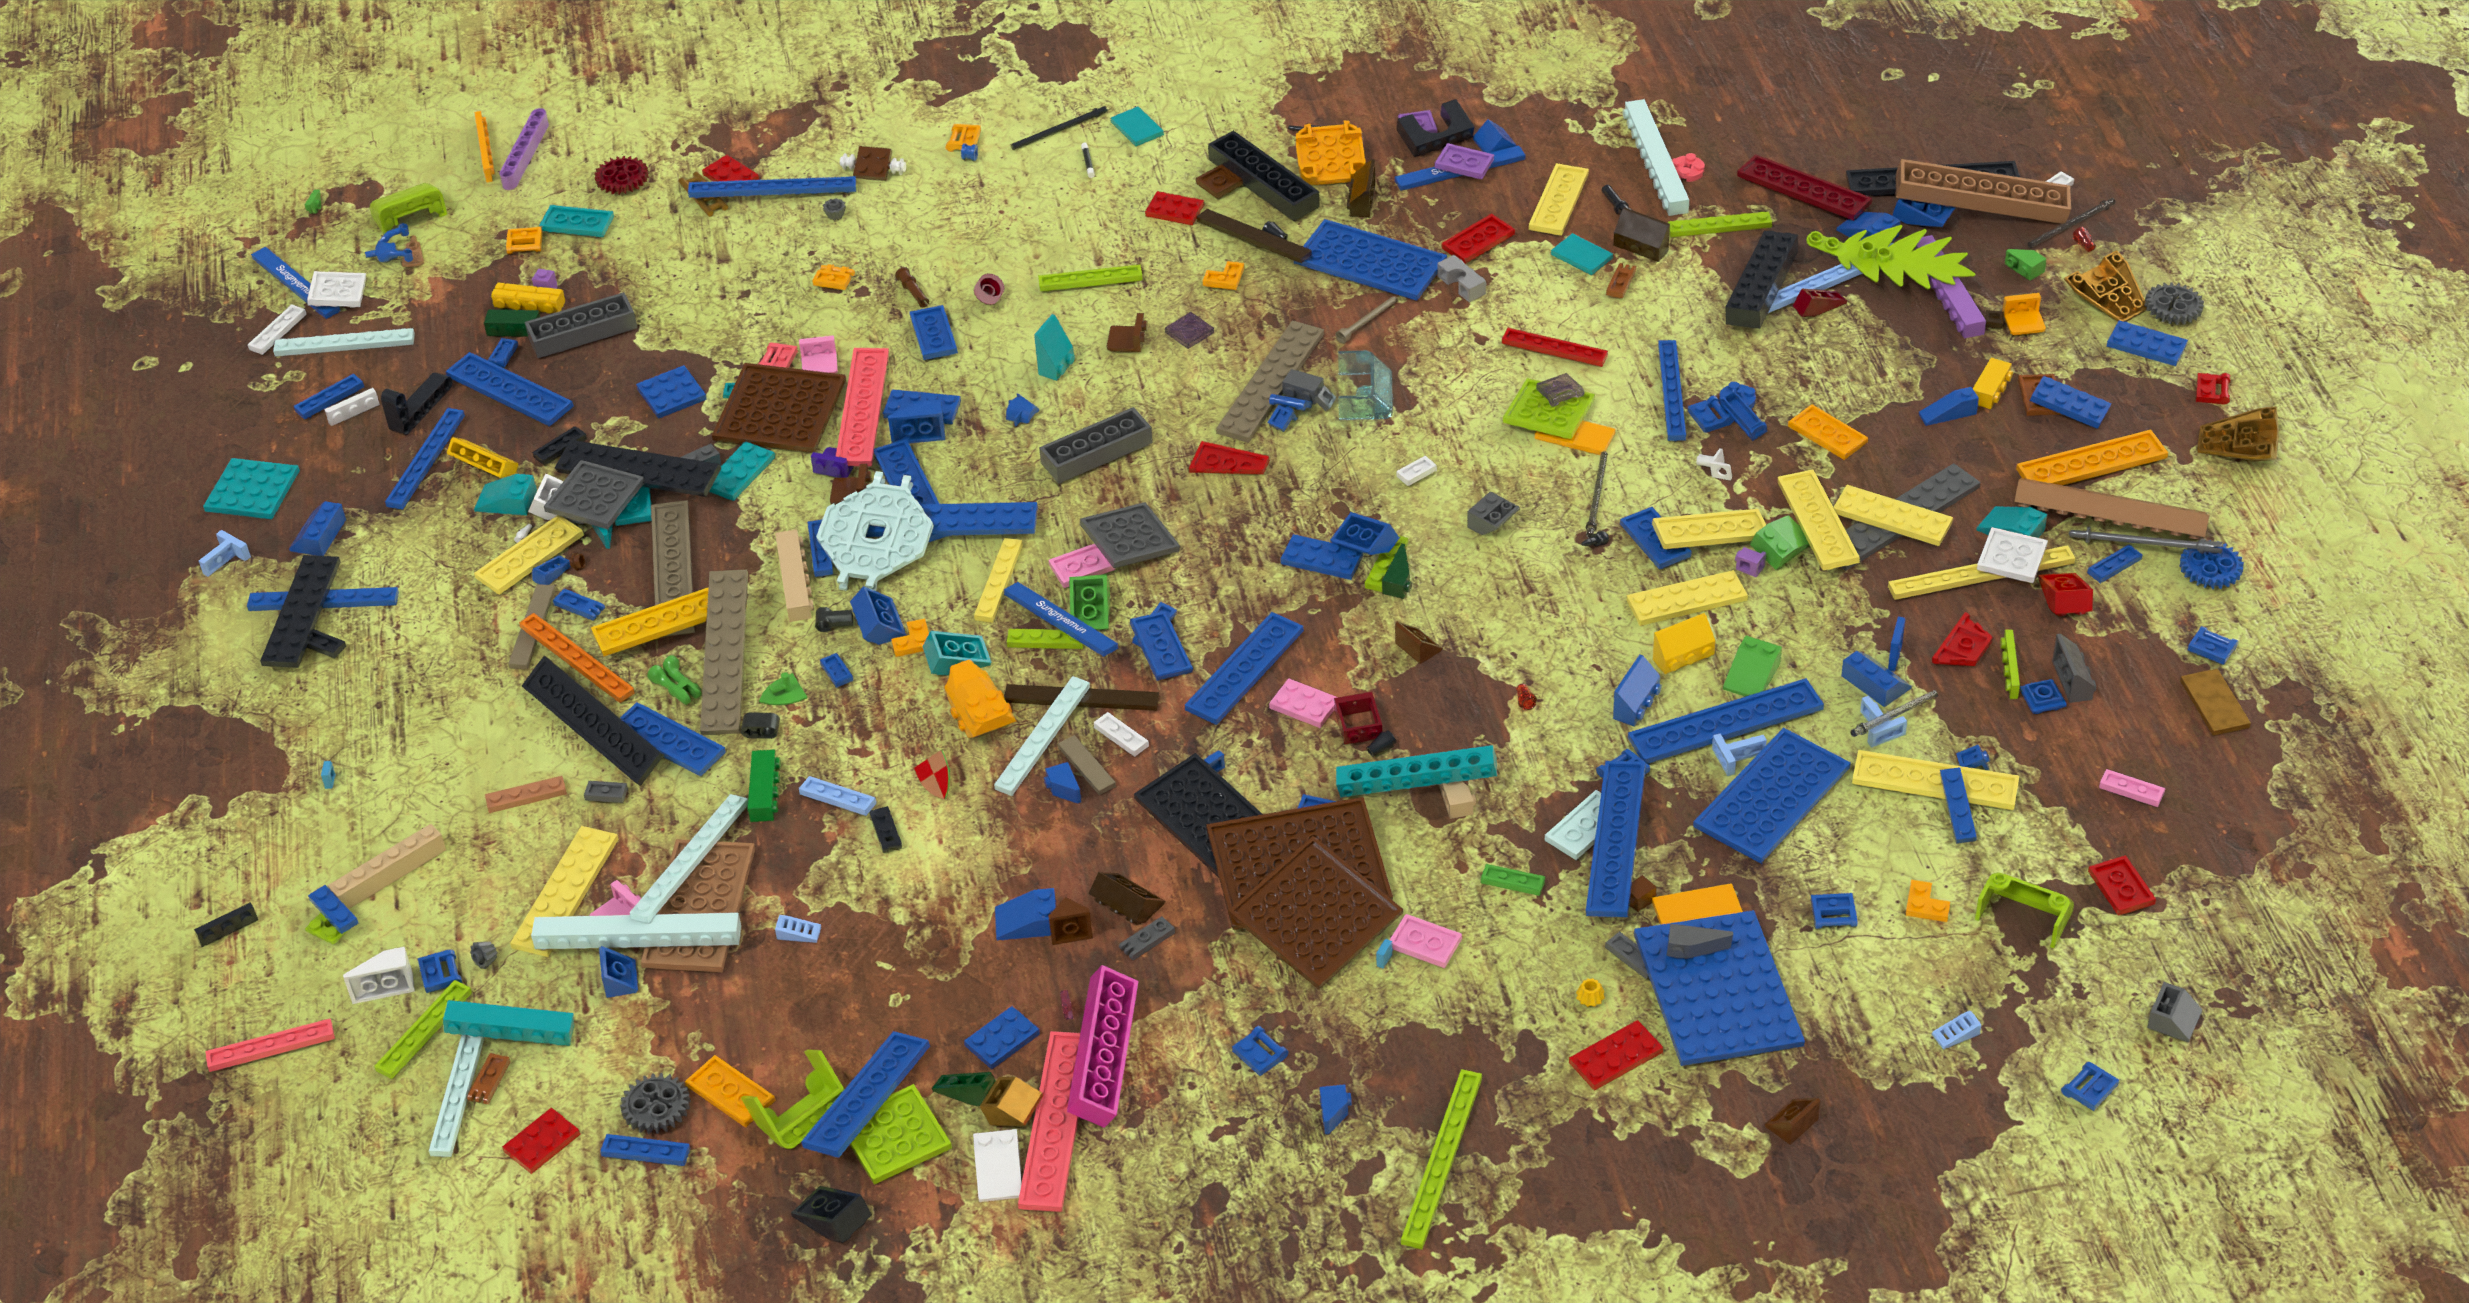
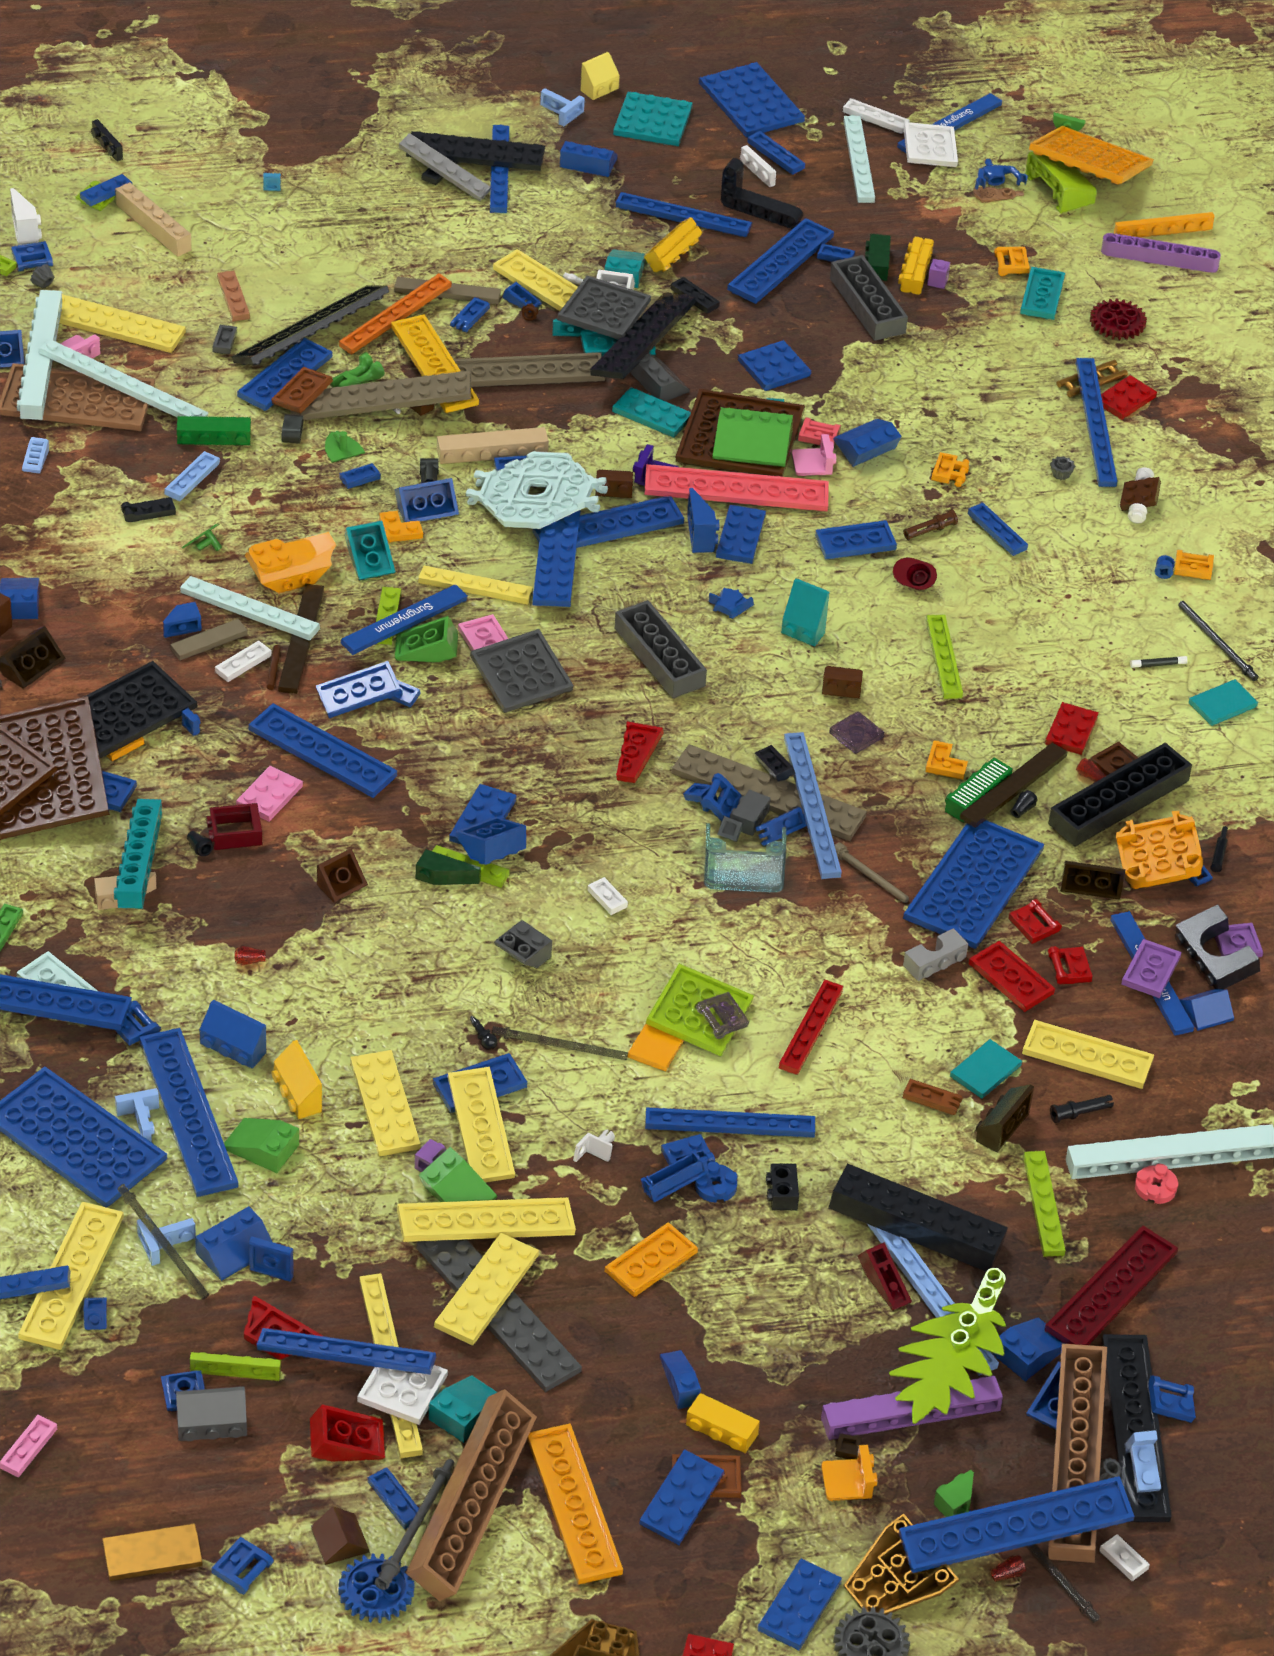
camera: 85 degrees right, 0 degrees up
(184, 523) = (599, 76): none -> light yellow slope
(229, 418) = (751, 99): none -> blue plate
(328, 631) = (444, 167): none -> light grey plate
(383, 178) = (1090, 154): none -> light orange plate
(706, 715) = (302, 390): none -> dark orange tile
(796, 321) = (868, 441): none -> blue slope
(799, 389) = (753, 437): none -> bright green slope
(917, 247) = (997, 529): none -> blue plate
(1127, 714) = (273, 667): none -> reddish brown bar
(1228, 196) = (1088, 769): none -> clear red cone
(1243, 370) = (775, 763): none -> black plate
(1261, 256) = (976, 786): none -> green brick
(1297, 344) = (812, 806): none -> medium blue plate
(1317, 368) = (792, 820): none -> blue hinge
(1412, 232) = (1030, 926): none -> red plate
(1458, 209) = (1075, 962): none -> red plate
(1737, 356) = (783, 1186): none -> black brick
(1895, 157) = (1170, 1404): none -> blue plate
(1969, 160) = (1144, 1460): none -> light blue bracket
(1988, 588) = (346, 1351): none -> blue tile
(2065, 218) = (1016, 1524): none -> blue plate
(2166, 592) = (339, 1536): none -> reddish brown slope

